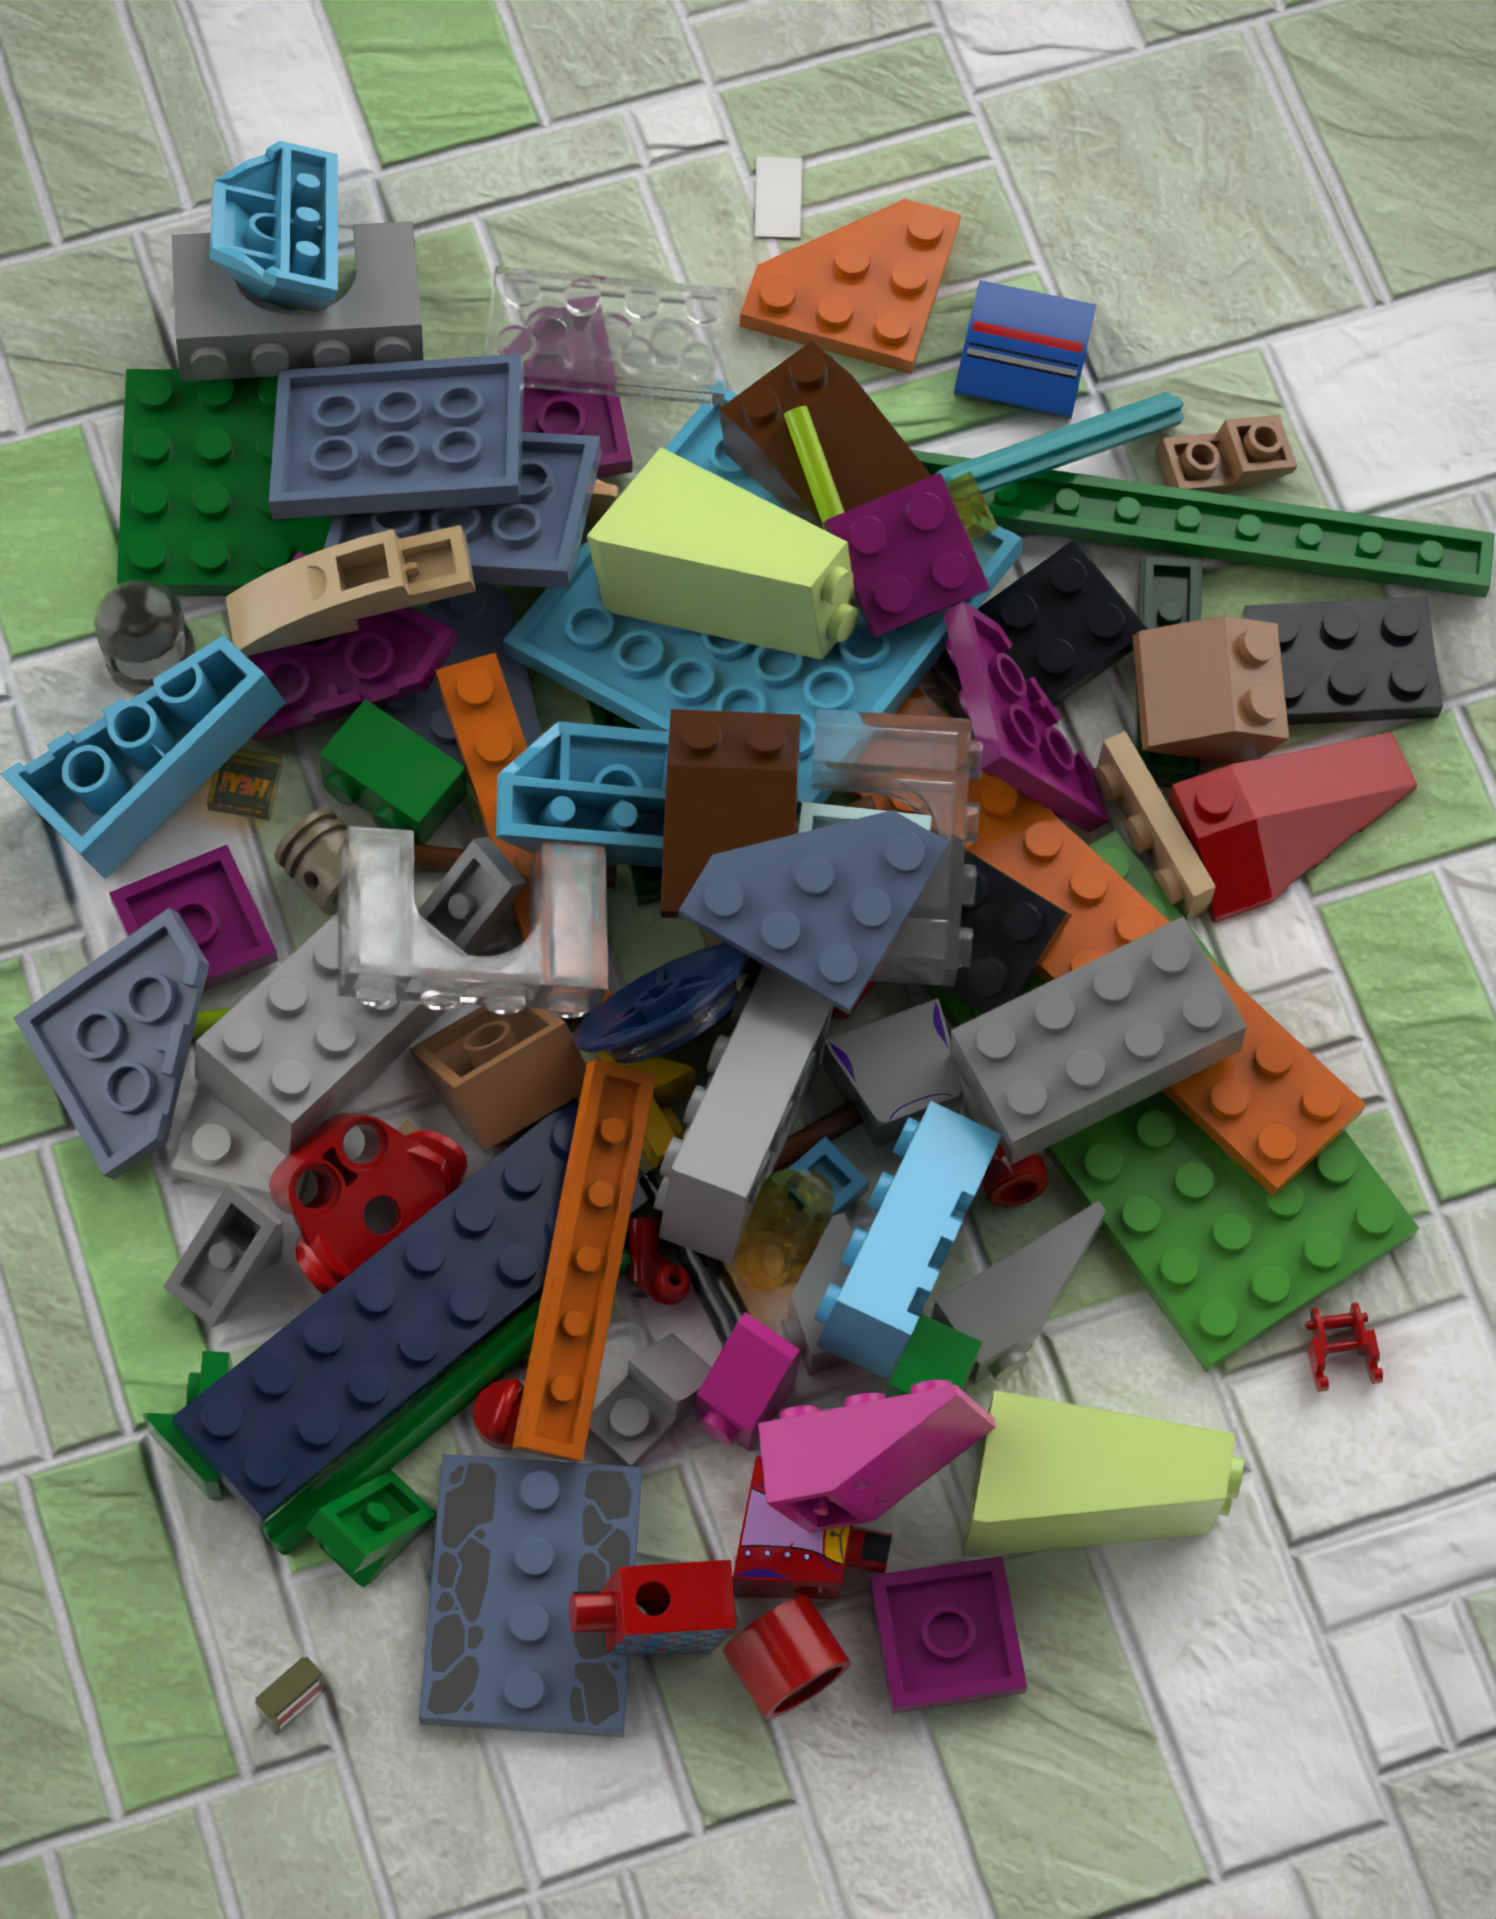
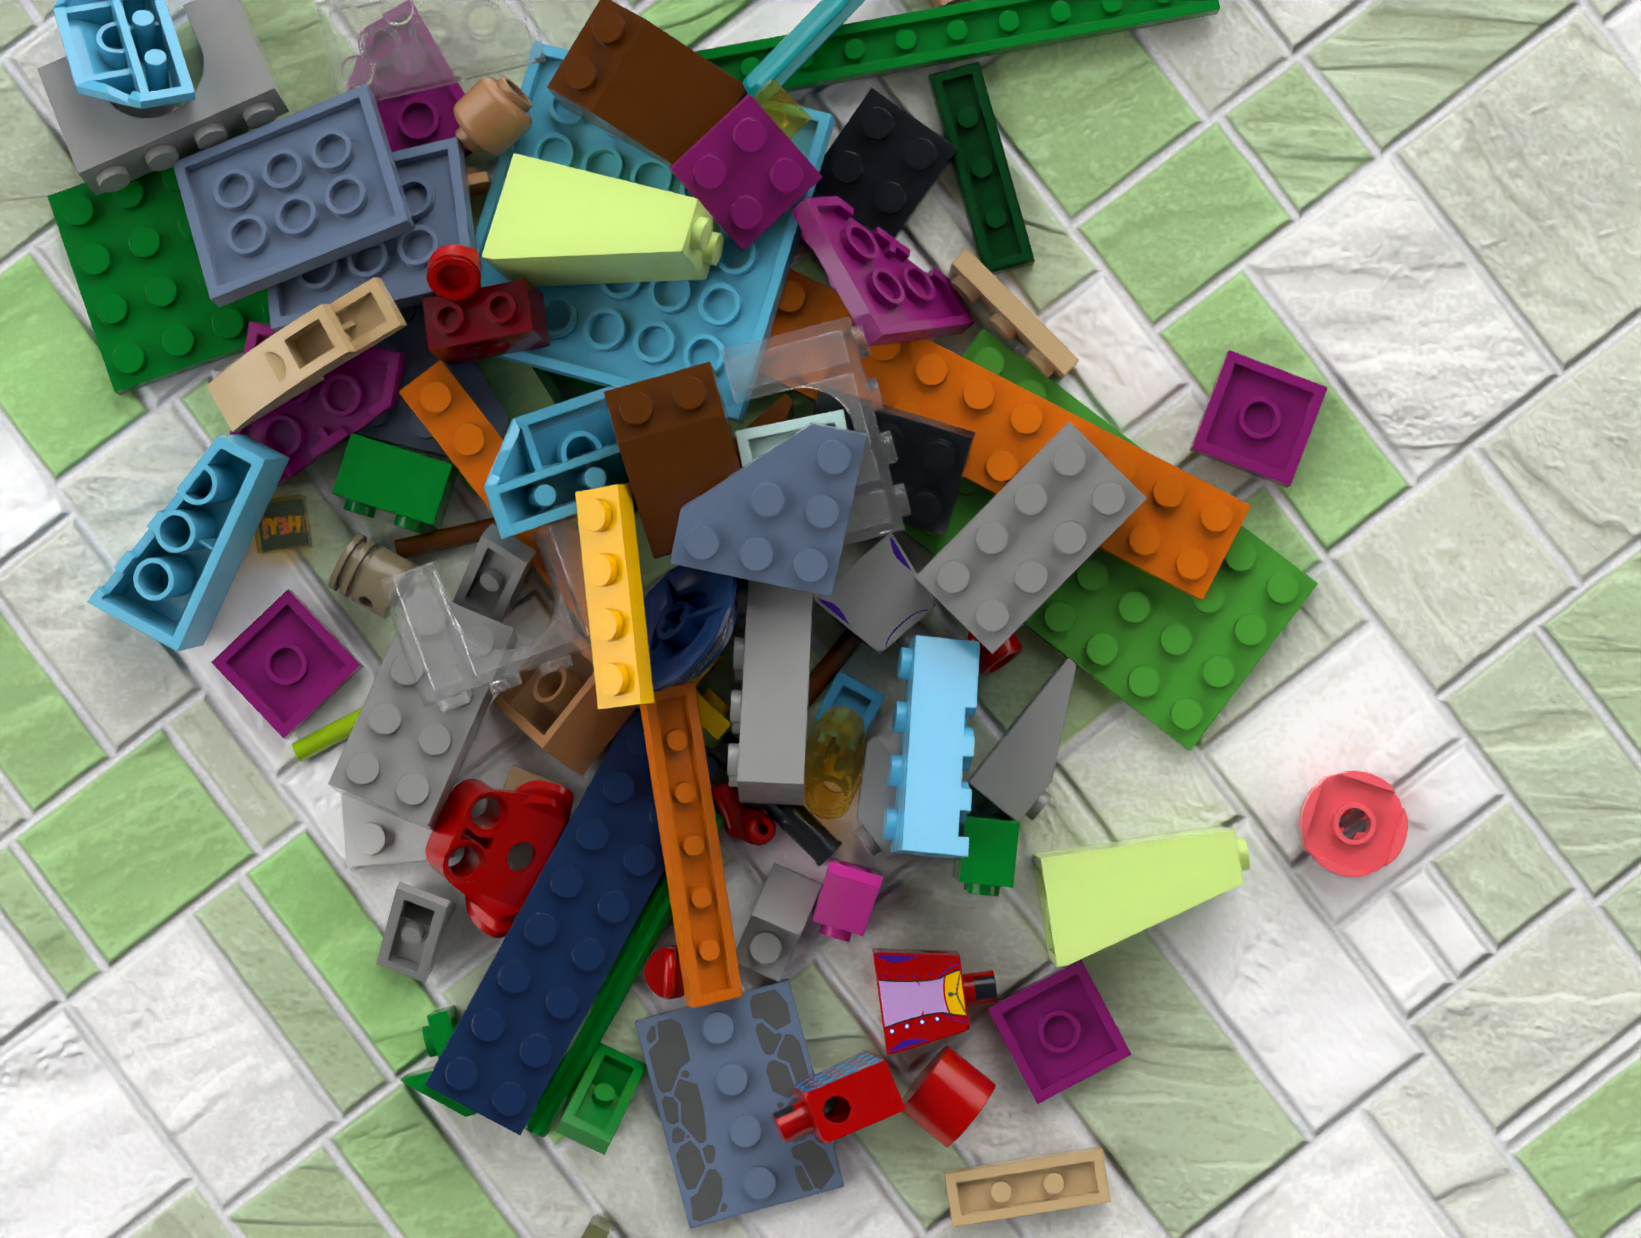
camera: 10 degrees left, 20 degrees up
(121, 1040) = (268, 783): sand blue plate -> none
(138, 625) = (148, 430): clear smoke helmet -> none
(549, 548) = (454, 272): none -> red tile
(561, 625) = (487, 324): none -> dark red brick
(601, 936) = (614, 596): none -> yellow plate
(642, 426) = (492, 116): none -> medium nougat head
(813, 463) = (644, 116): lime bar -> none
(847, 1807) = (1027, 1186): none -> tan plate
(864, 1456) = (945, 960): dark pink slope -> none
(1211, 689) = (1023, 185): medium nougat slope -> none
(1285, 813) = (1108, 274): red wedge -> none
(1355, 659) = (1117, 112): black plate -> none
(1364, 1342) = (1270, 706): red piece -> none
(1379, 1551) = (1366, 851): none -> coral plate
(1403, 1026) = (1258, 418): none -> magenta plate

